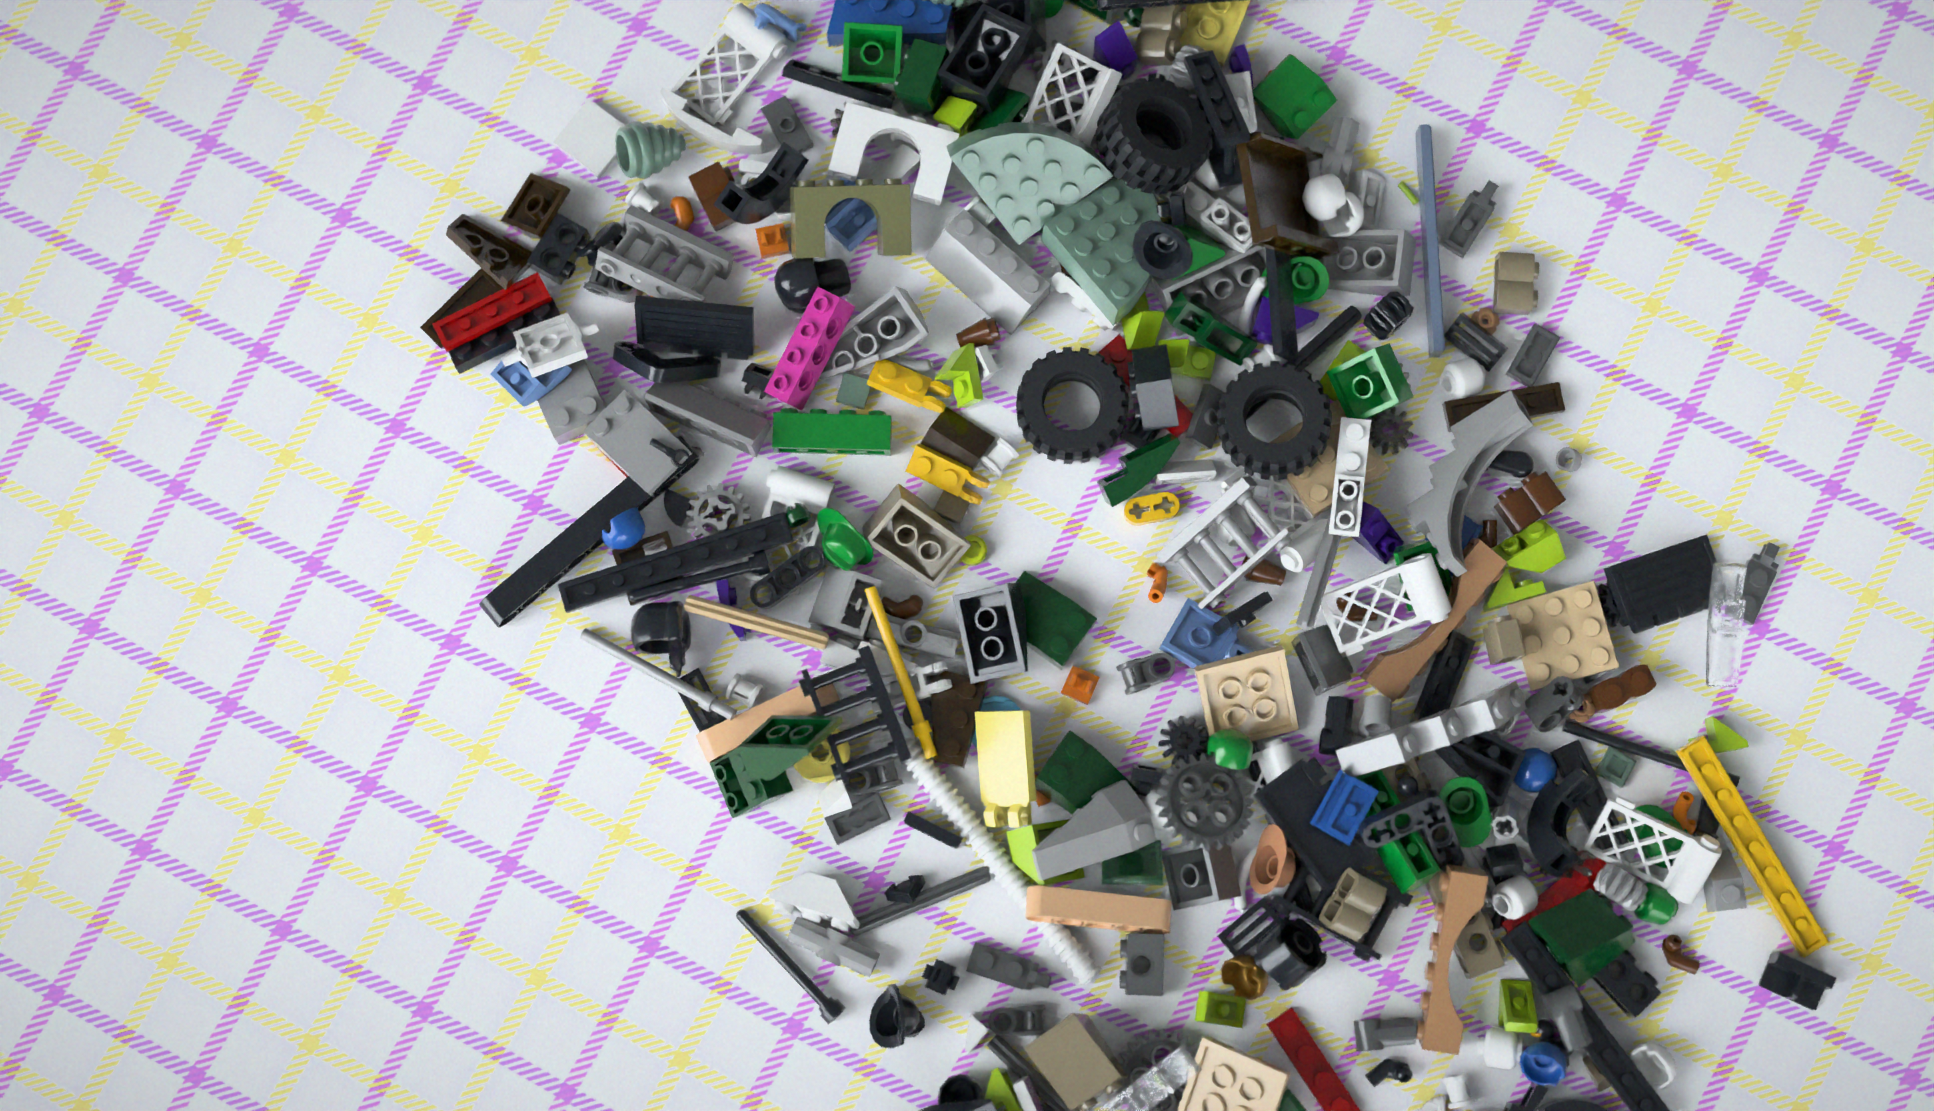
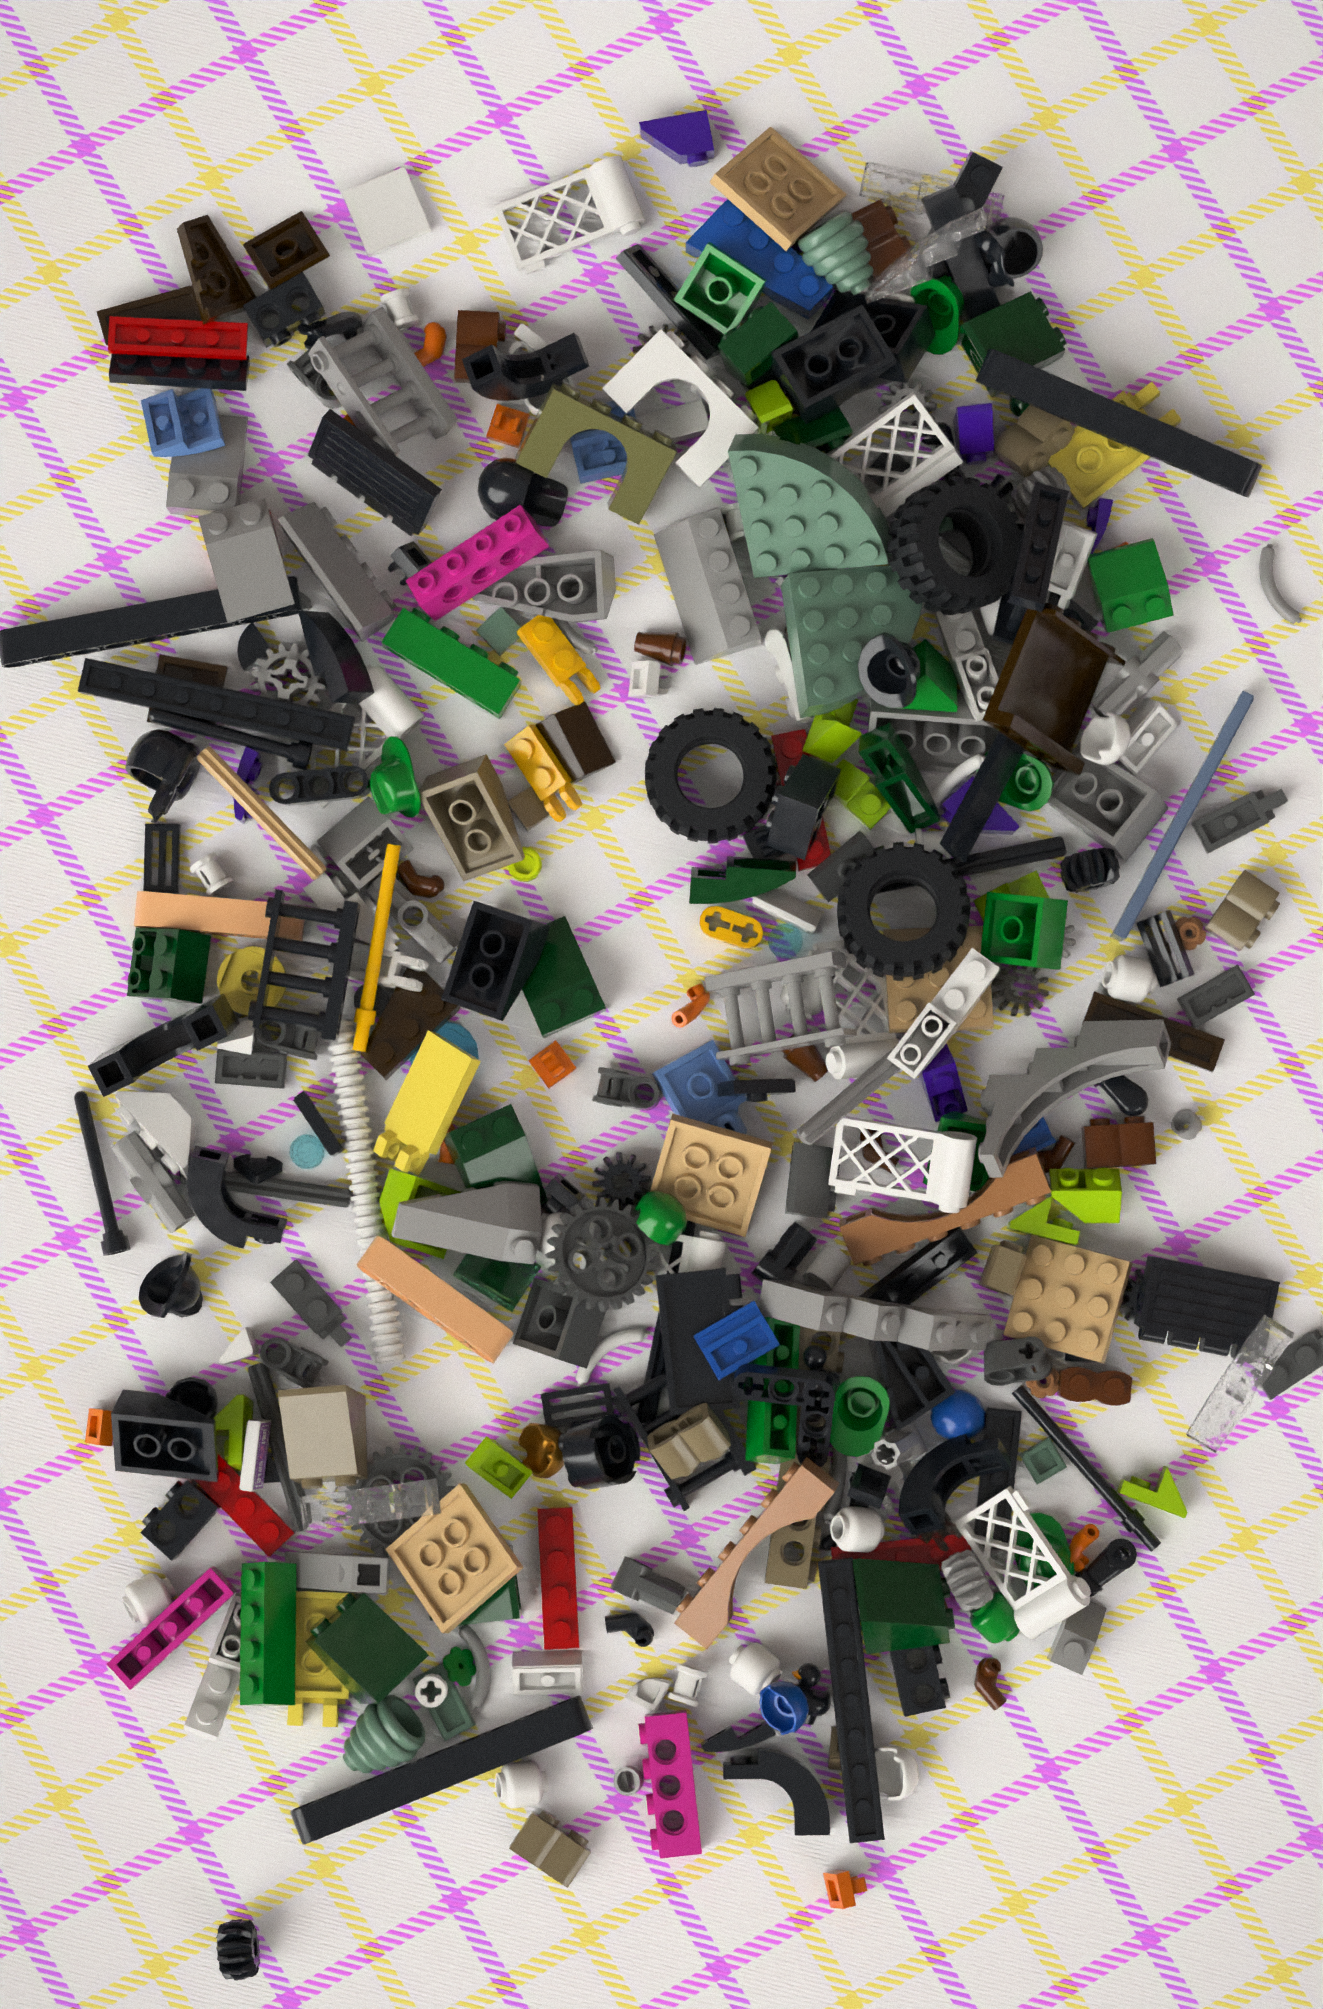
camera: 30 degrees right, 5 degrees up
(550, 344) = (216, 407): white plate -> none
(625, 531) = (183, 643): blue hair -> none
(647, 148) = (433, 256): sand green piece -> none
(665, 370) = (317, 502): black beam -> none
(669, 451) = (270, 588): black hand -> none
(705, 700) = (167, 862): light grey bar -> none
(741, 141) = (533, 302): white slope -> none
(745, 477) = (335, 658): none -> black slope
(766, 860) = (143, 1053): none -> black arch
(769, 14) = (637, 185): medium blue piece -> none
(783, 742) = (216, 951): dark green slope -> none
(787, 124) = (592, 313): dark grey plate -> none
(798, 515) = (366, 728): dark green hinge -> none
(895, 938) = (218, 1209): none -> black arch
(936, 856) = (307, 1152): none -> clear light blue tile
(940, 977) = (240, 1273): black gear -> none
(964, 372) = (622, 675): lime slope -> none
(999, 457) = (607, 785): white bush -> none
(1152, 948) = (447, 1400): dark grey brick -> none
(1174, 208) = (934, 632): black tile -> none
(1196, 496) = (785, 941): none -> clear light blue tile
(1273, 862) = (636, 1354): nougat piece -> none
(1324, 196) = (1095, 709): white hair -> none
(1392, 46) = (1270, 589): none -> light grey piece
(1409, 194) = (1193, 756): lime piece -> none
(1517, 1006) = (795, 1637): lime slope -> none
(1565, 1009) = (835, 1668): dark grey piece -> none
(1752, 846) = (1128, 1618): yellow tile -> none
(1795, 980) = (1090, 1776): black panel -> none

